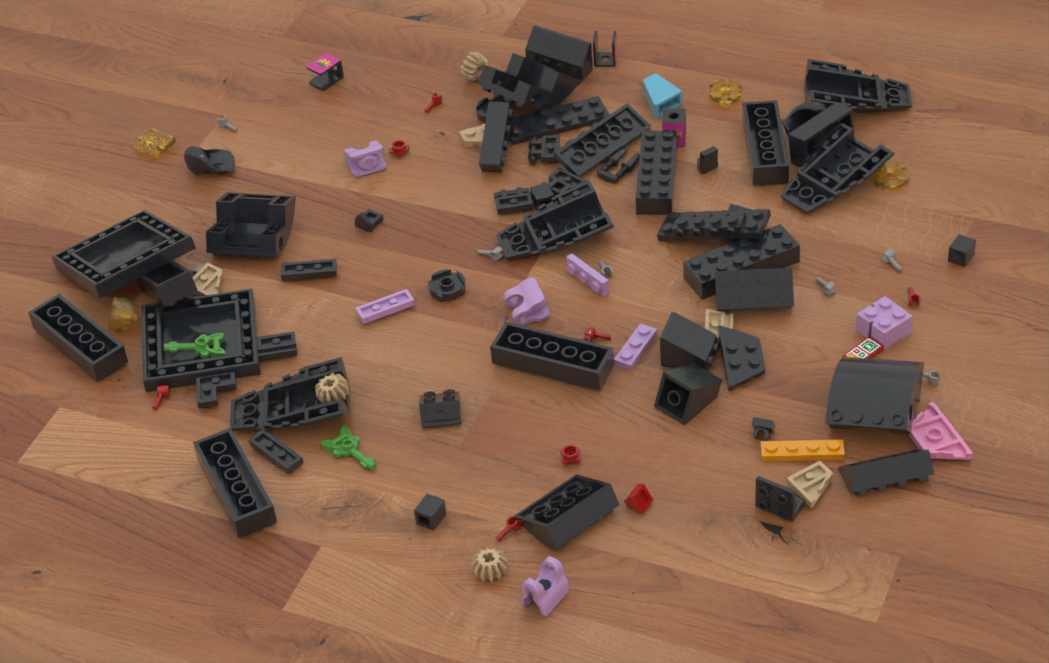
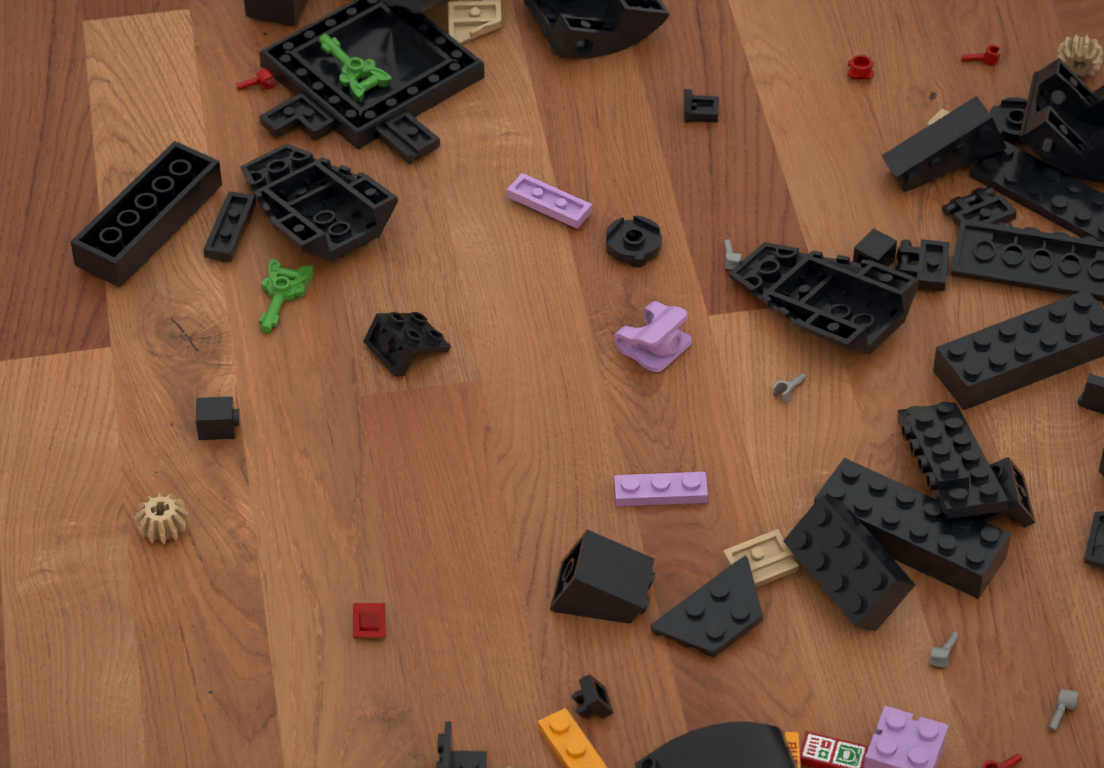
camera: 55 degrees right, 5 degrees up
(309, 269) = (563, 97): black plate -> none
(332, 388) = (345, 219): tan gear -> none
(365, 160) = (811, 49): lavender piece -> none
(512, 523) = (246, 509): red hand -> none
(513, 200) = (842, 226): black plate -> none
(548, 588) = (142, 594): lavender piece -> none
(552, 355) = (566, 407): black brick -> none
(568, 510) = (301, 554): black slope -> none
(570, 454) = (412, 507): red plate -> none
(587, 275) = (754, 372): lavender plate -> none
(590, 333) = (648, 428): red hand -> none
(613, 161) = (983, 293): black piece -> none
(687, 343) = (686, 537): black slope -> none

